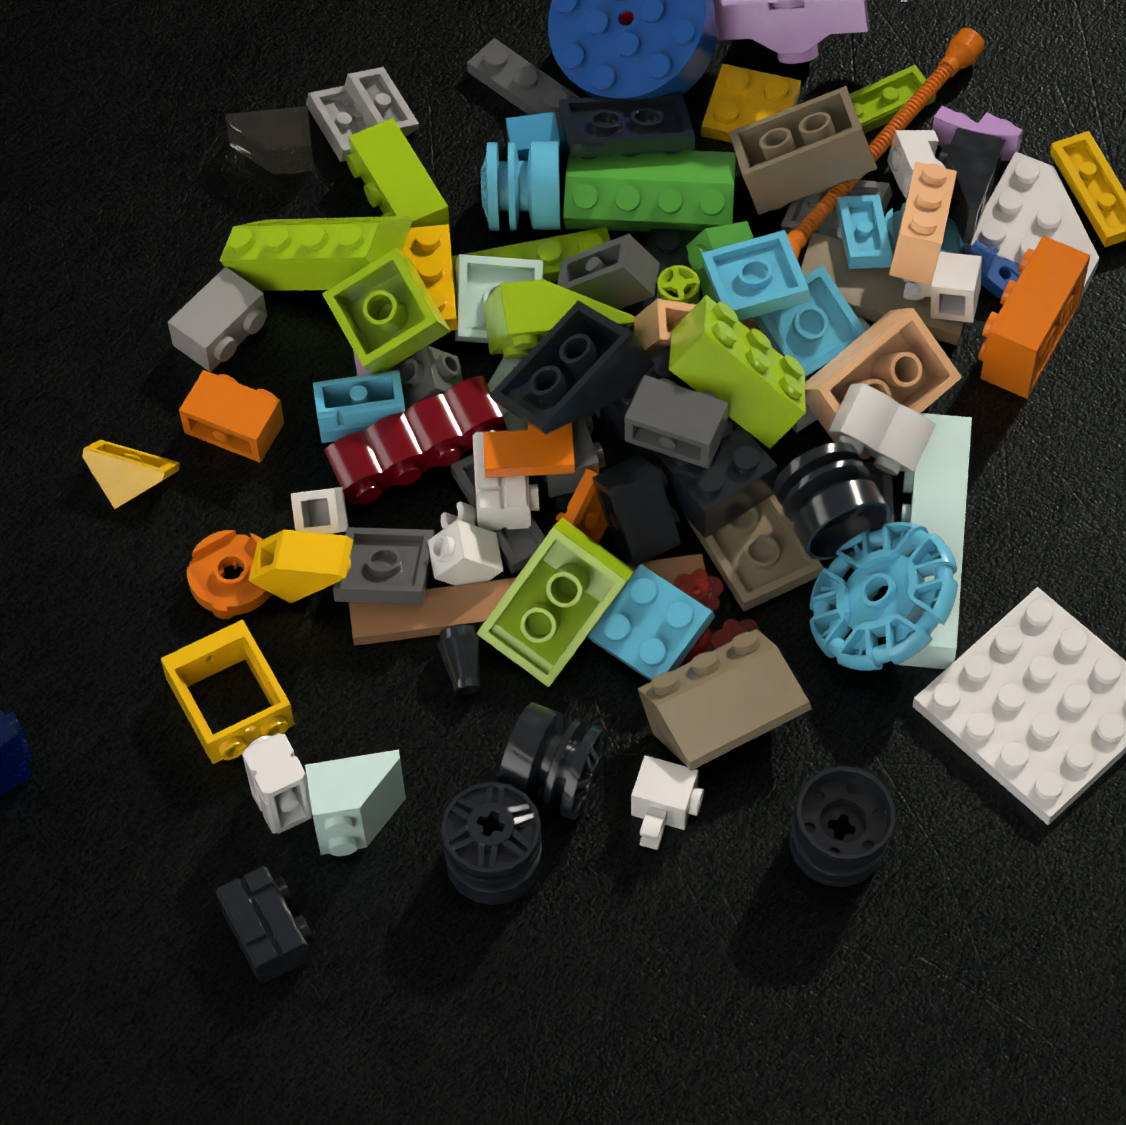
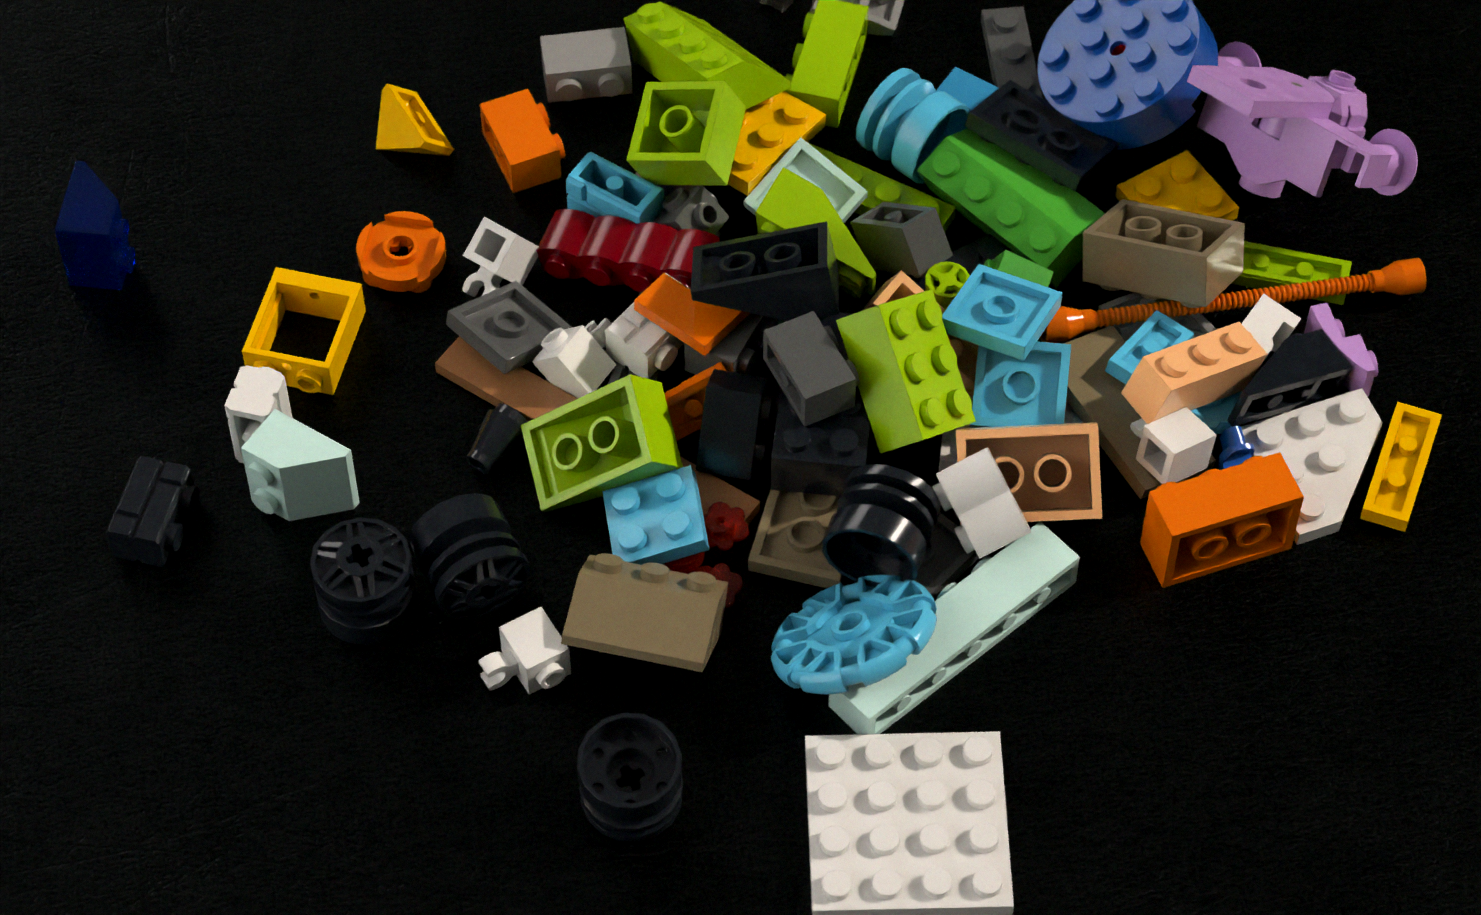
camera: 40 degrees right, 5 degrees down
(300, 563) = (442, 274): yellow slope -> none

